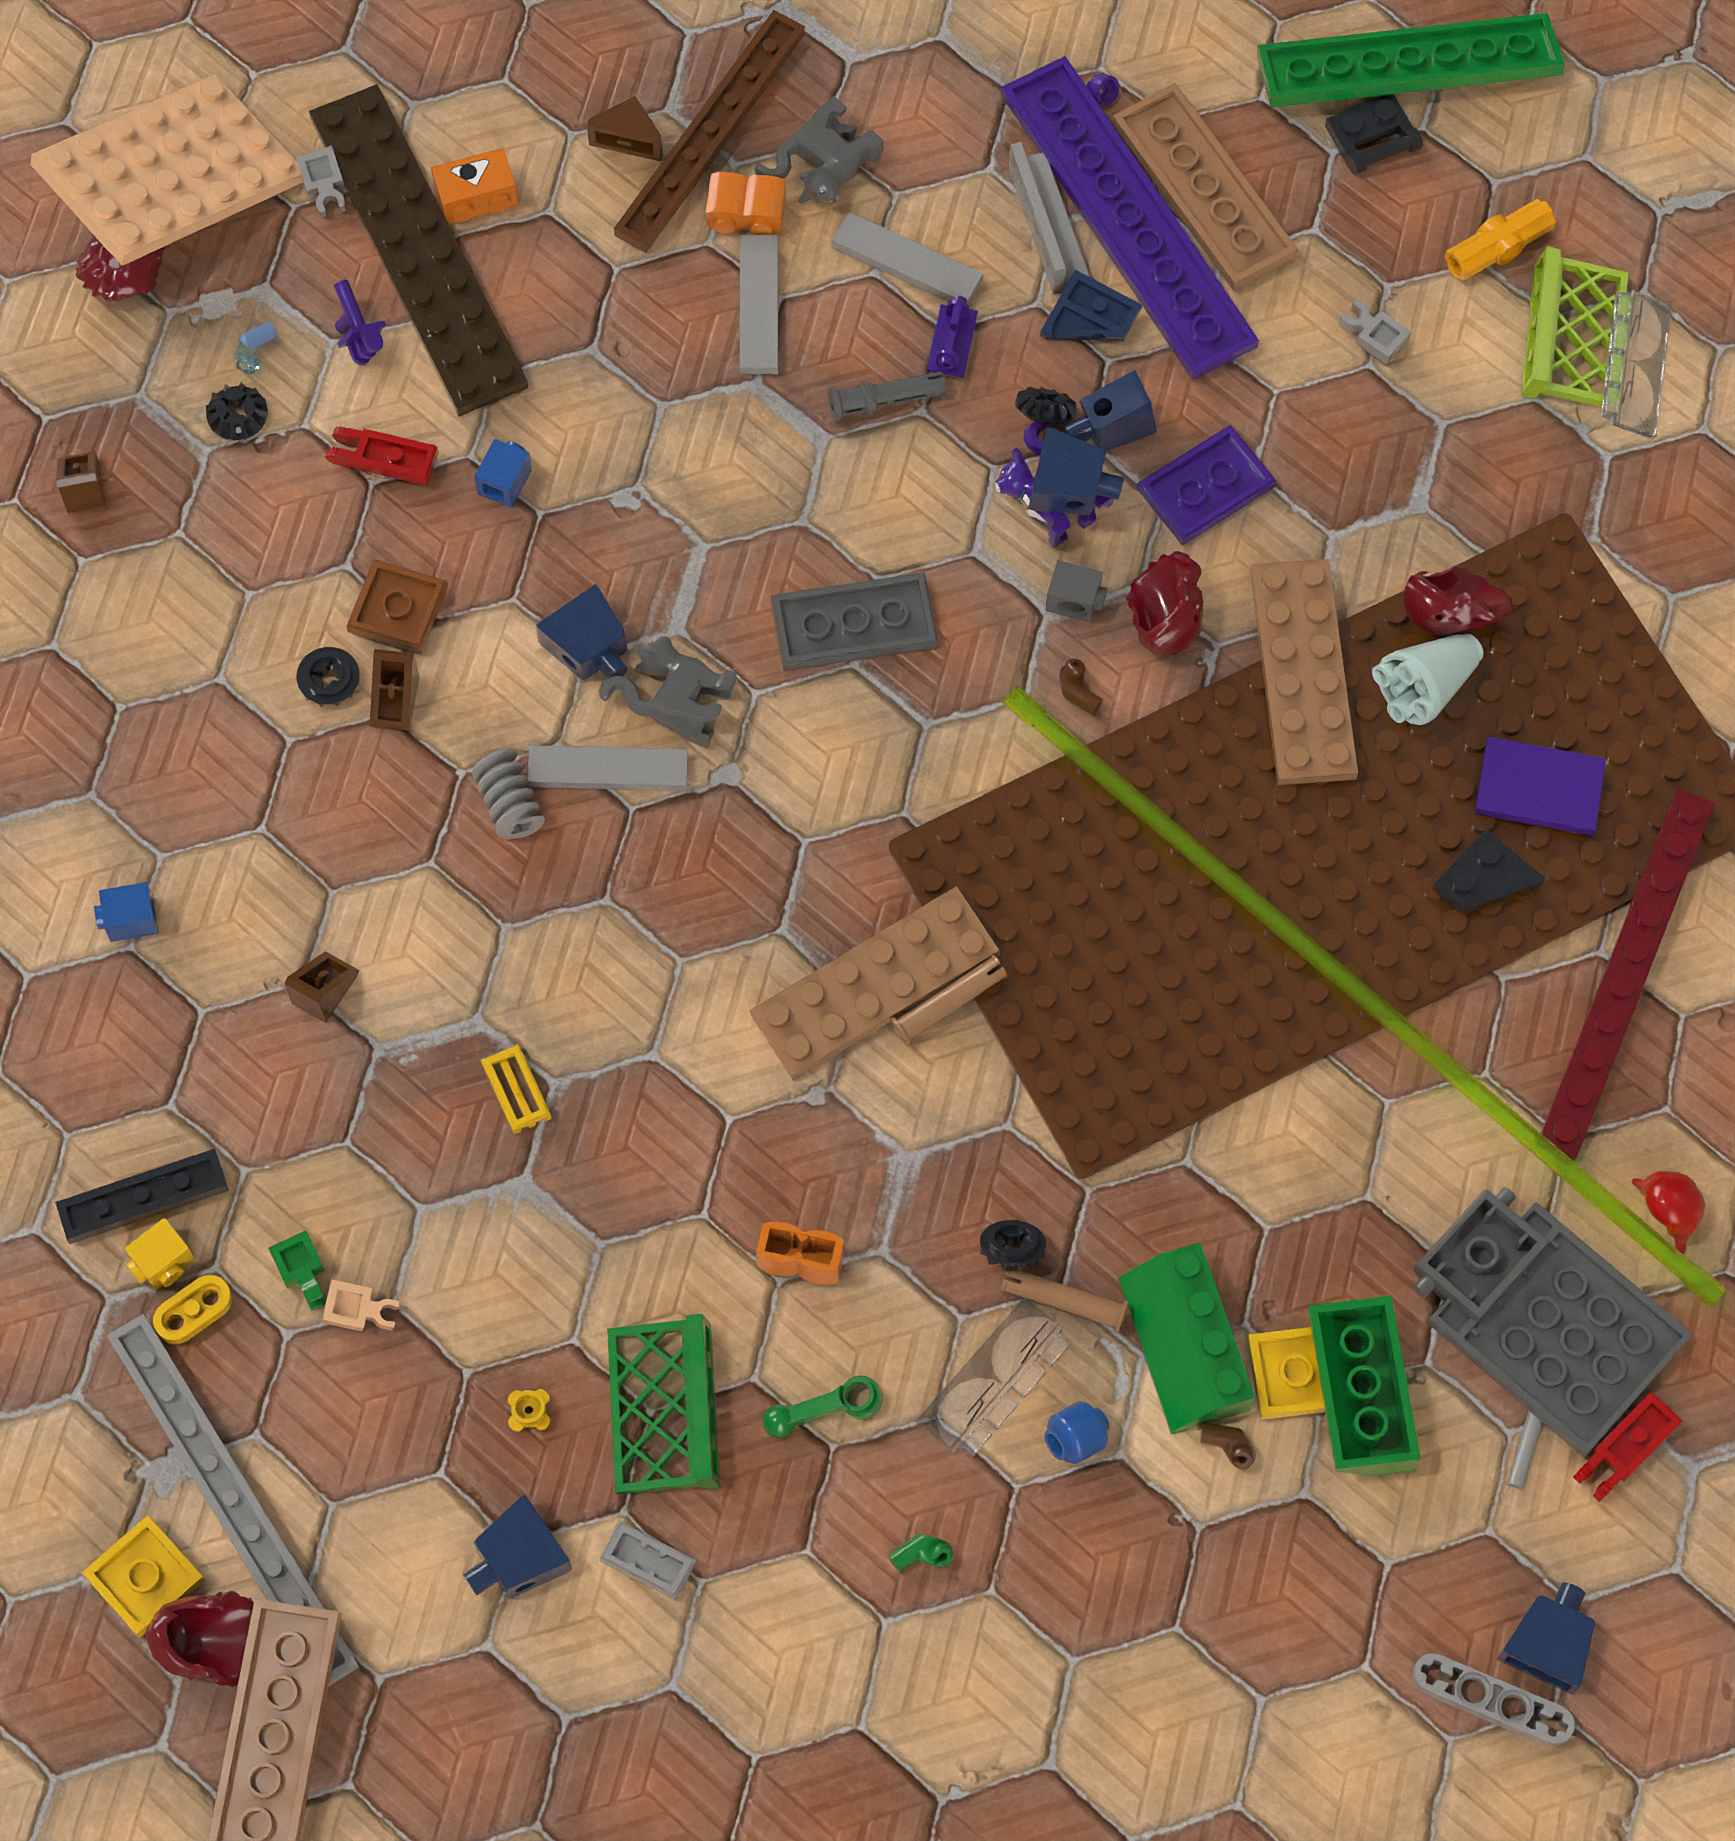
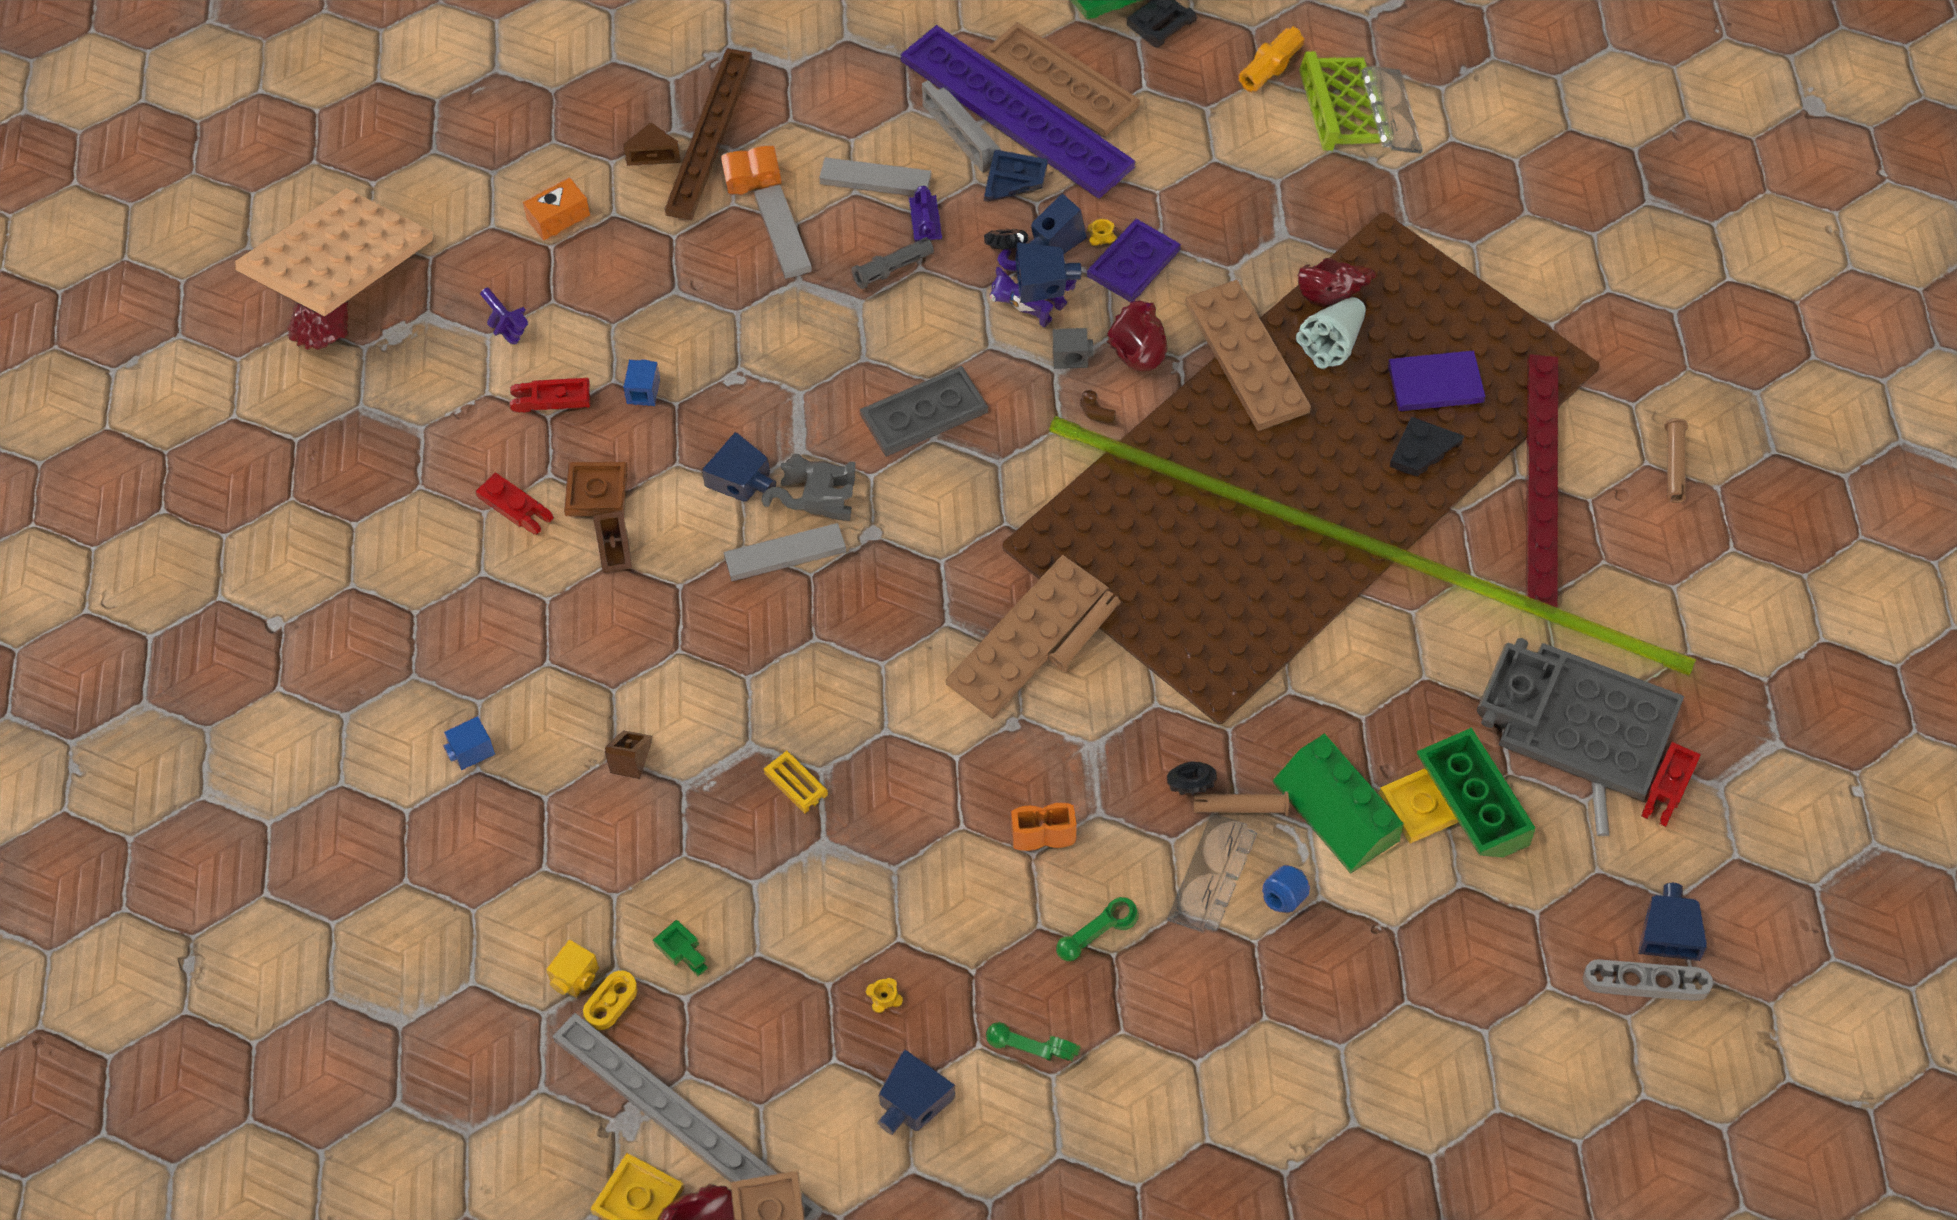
camera: 15 degrees left, 10 degrees down
(80, 482) = (338, 472): reddish brown slope -> none
(141, 1196) = (545, 933): black plate -> none
(236, 426) = (440, 404): black gear -> none
(248, 344) = (429, 351): arm -> none
(286, 592) = (513, 503): none -> red hinge
(318, 664) = (551, 543): black gear -> none
(321, 176) = (446, 231): light grey plate -> none
(351, 1305) = (728, 962): light nougat plate -> none
(419, 251) = (530, 261): dark brown plate -> none
(506, 795) = (720, 587): light grey piece -> none
(648, 1560) = (1010, 1071): light grey plate -> none
(652, 1510) = (1000, 1036): none -> green piece
(698, 1396) = (1008, 954): green fence -> none
(824, 146) = (796, 125): dark grey animal -> none
(922, 1549) = (1206, 1003): green arm -> none
(1106, 83) = (970, 37): dark purple hinge -> none
(1181, 423) = (1101, 232): none -> yellow plate
(1232, 1441) = (1396, 863): reddish brown arm -> none
(1377, 334) = (1212, 137): light grey plate -> none
(1674, 1203) = (1637, 613): red hair -> none

